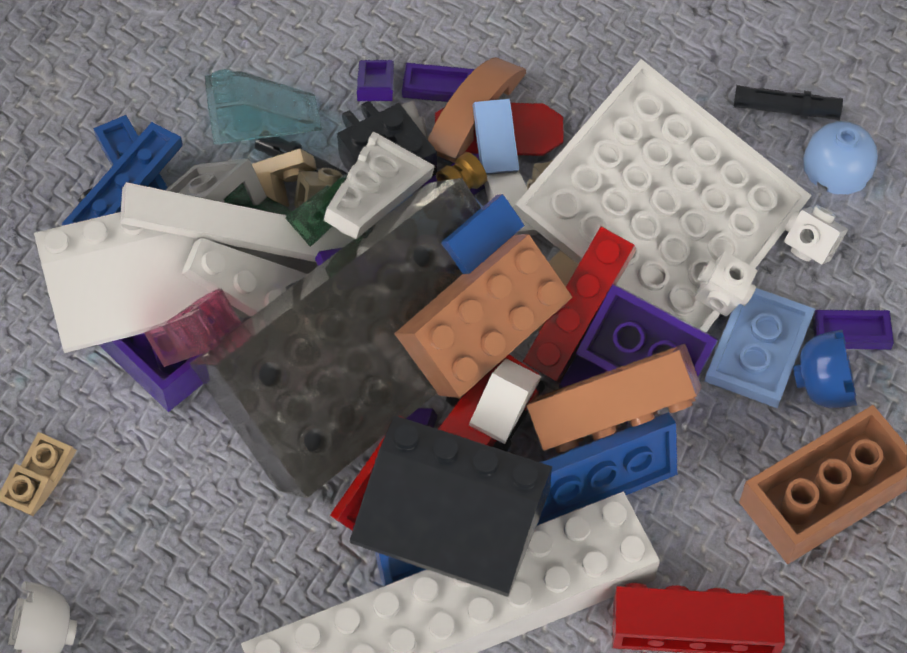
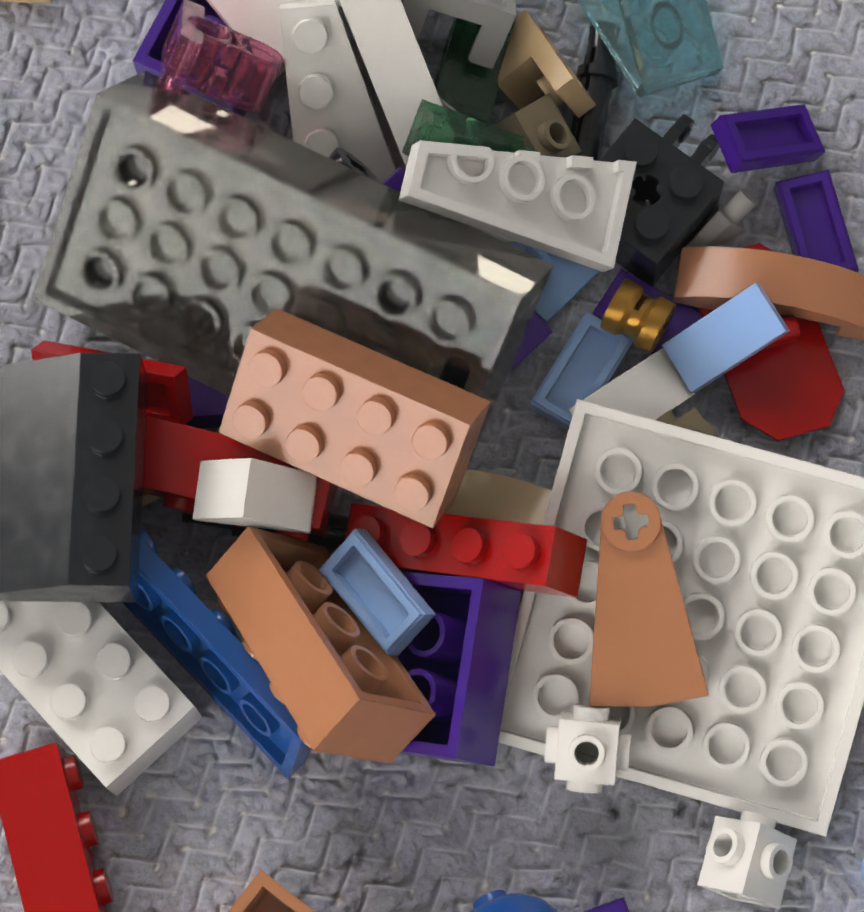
camera: 75 degrees right, 15 degrees up
(483, 234) = (463, 364): blue tile -> none
(591, 356) = (377, 592): none -> light blue tile
(658, 224) = (641, 623): none -> nougat piece
(760, 347) = (528, 835): light blue plate -> none

